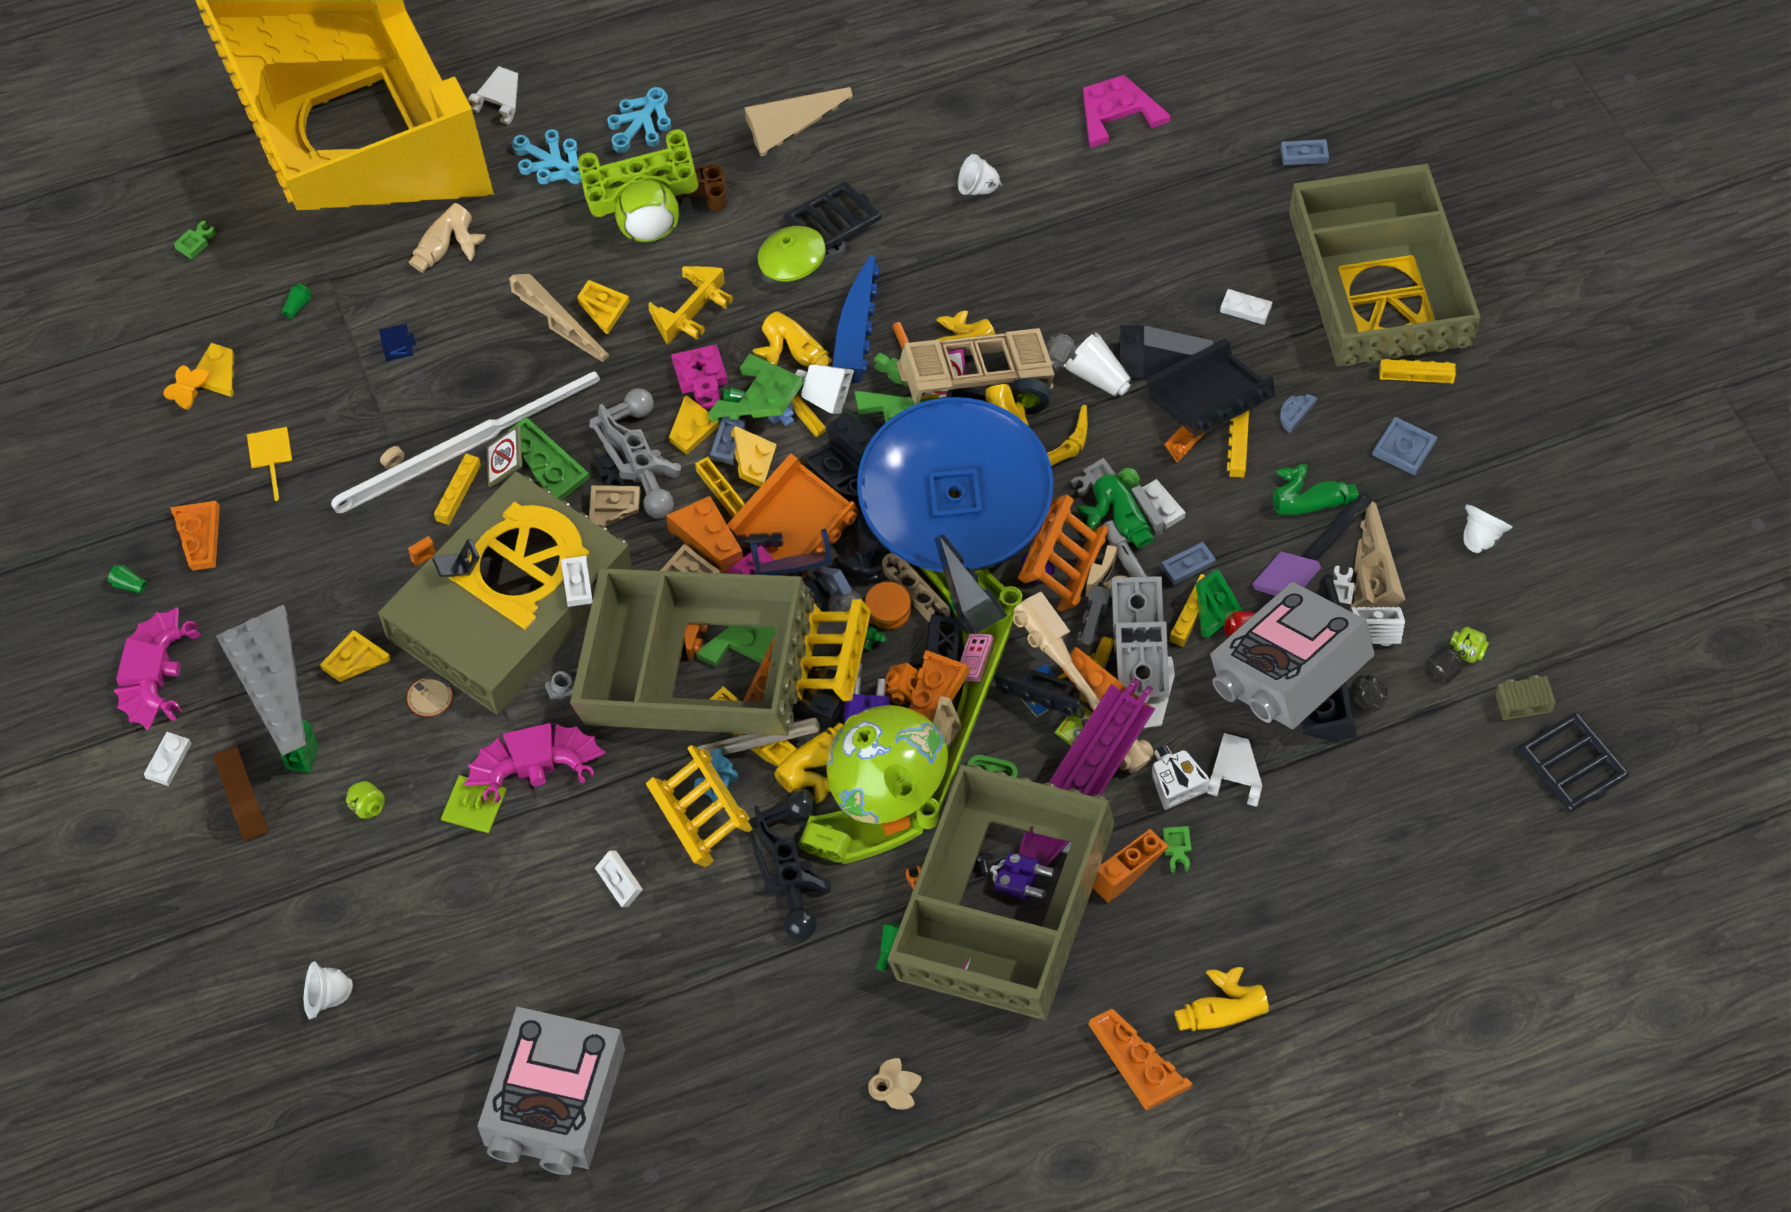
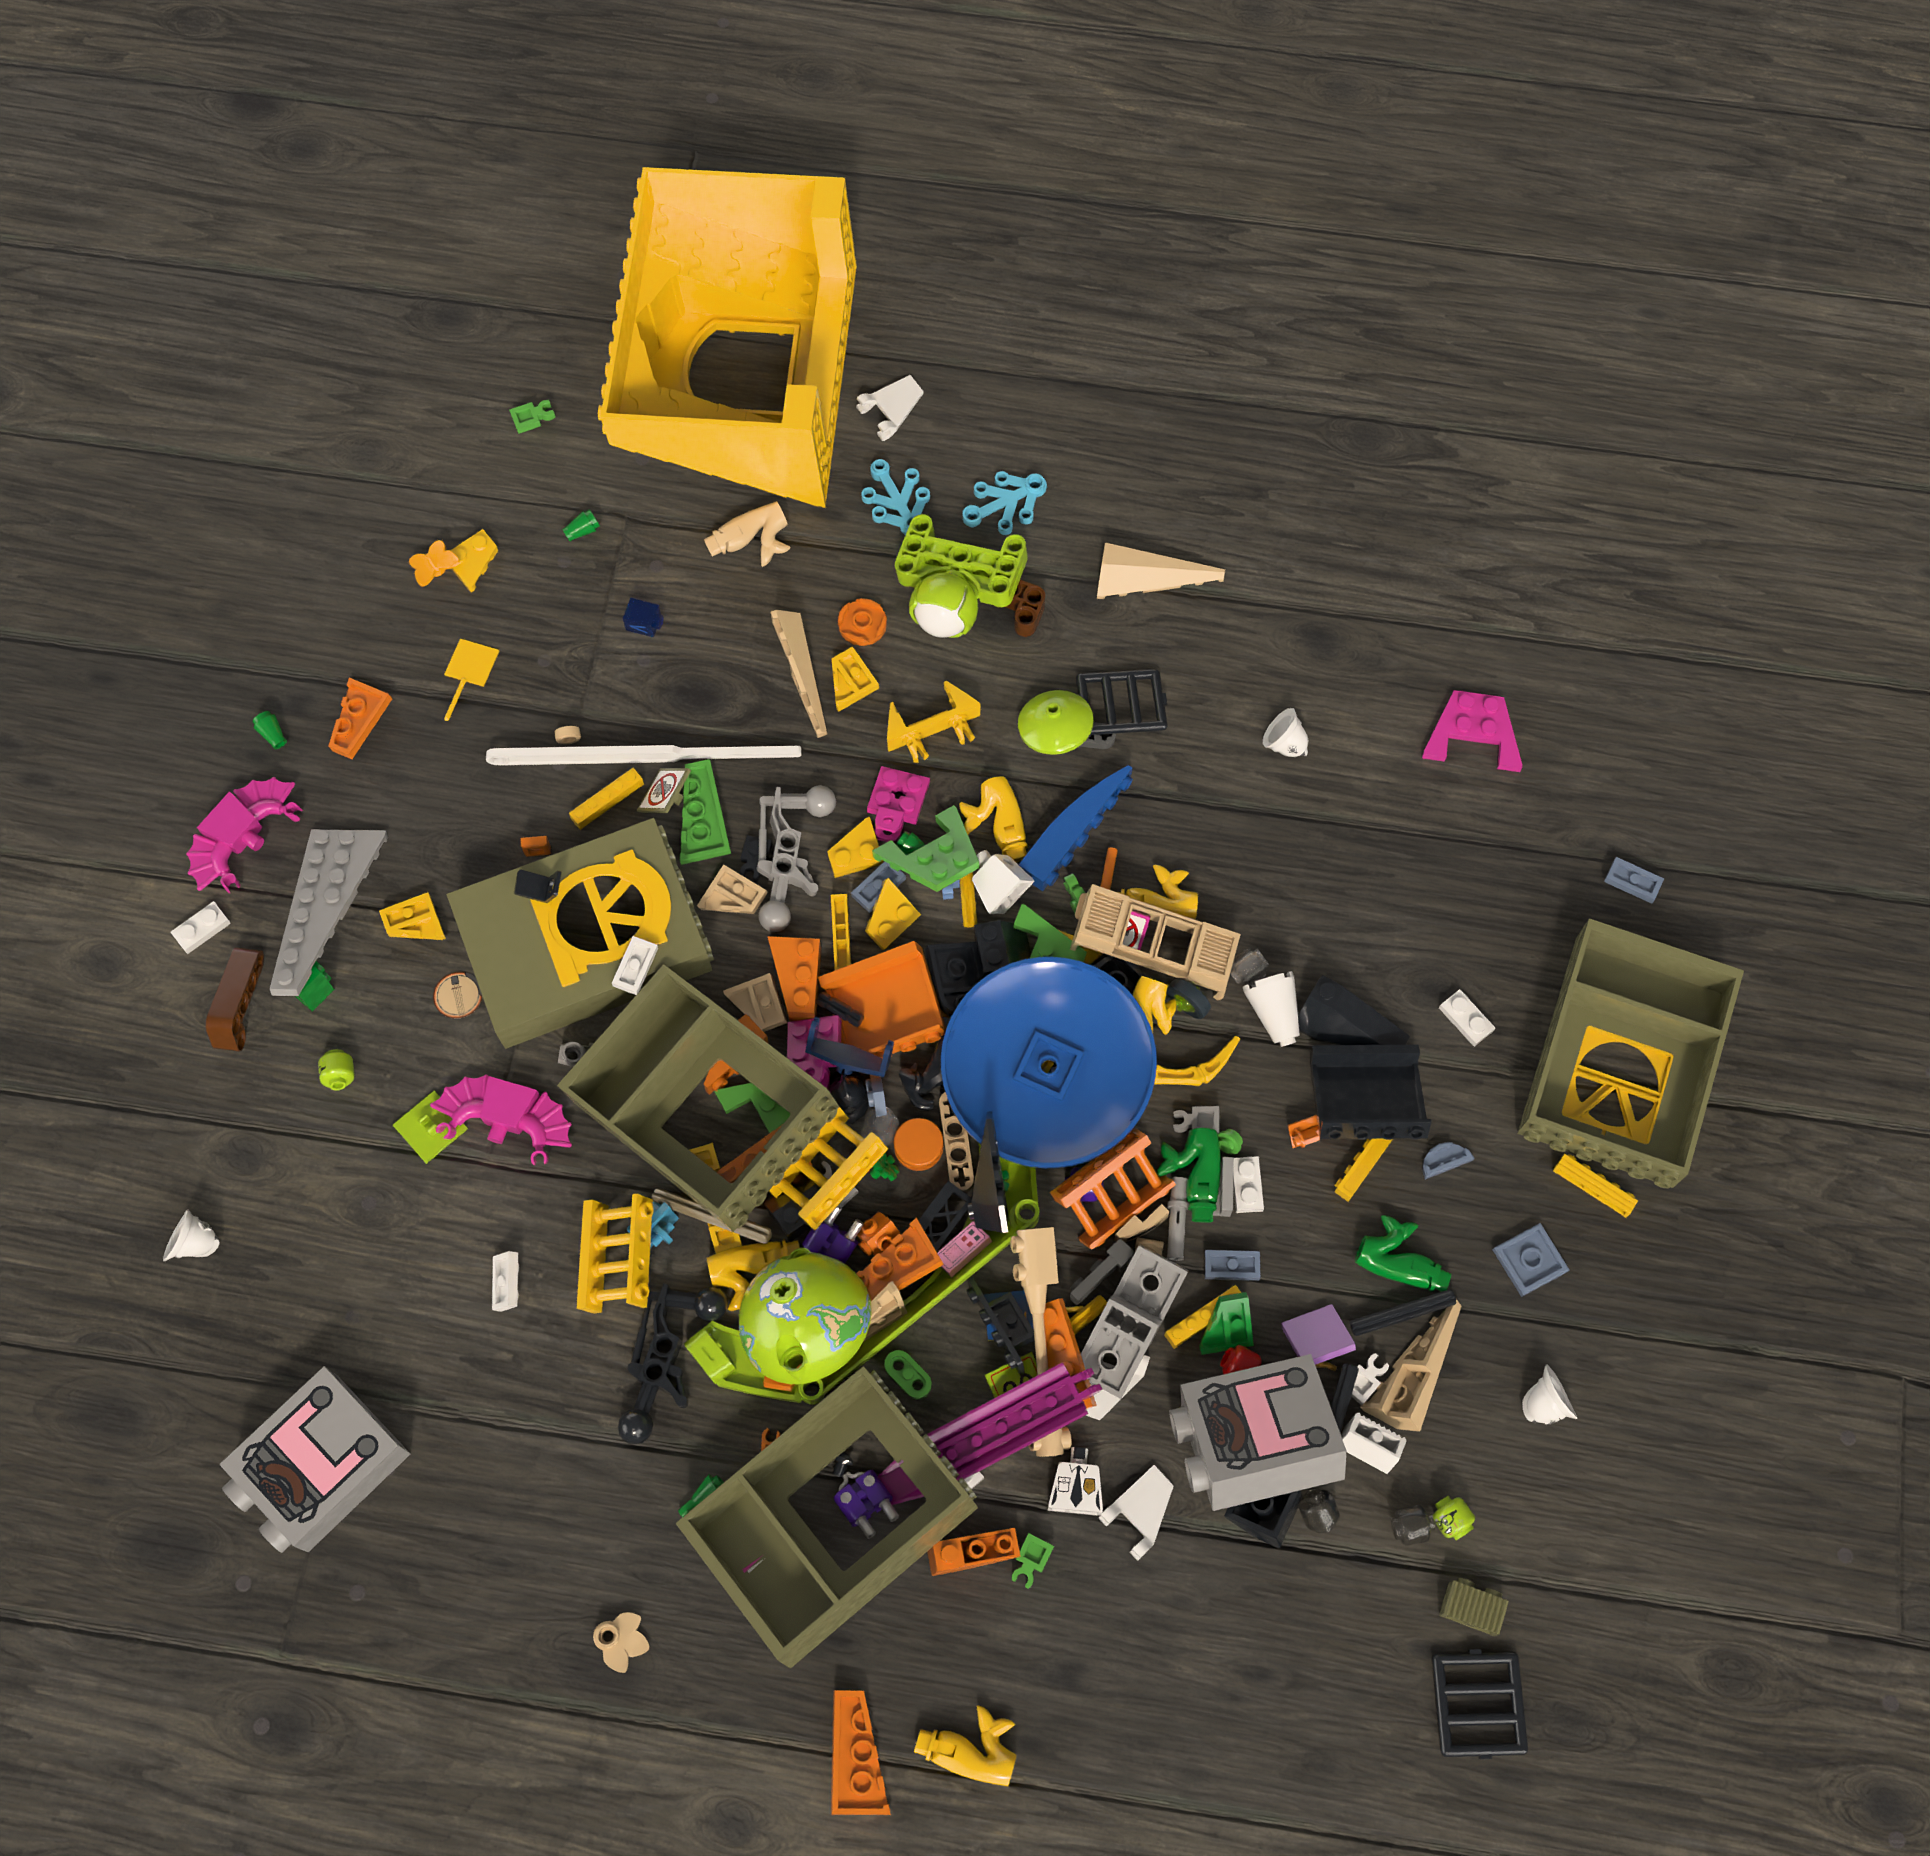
camera: 30 degrees right, 10 degrees up
(582, 261) = (862, 622): none -> orange tile

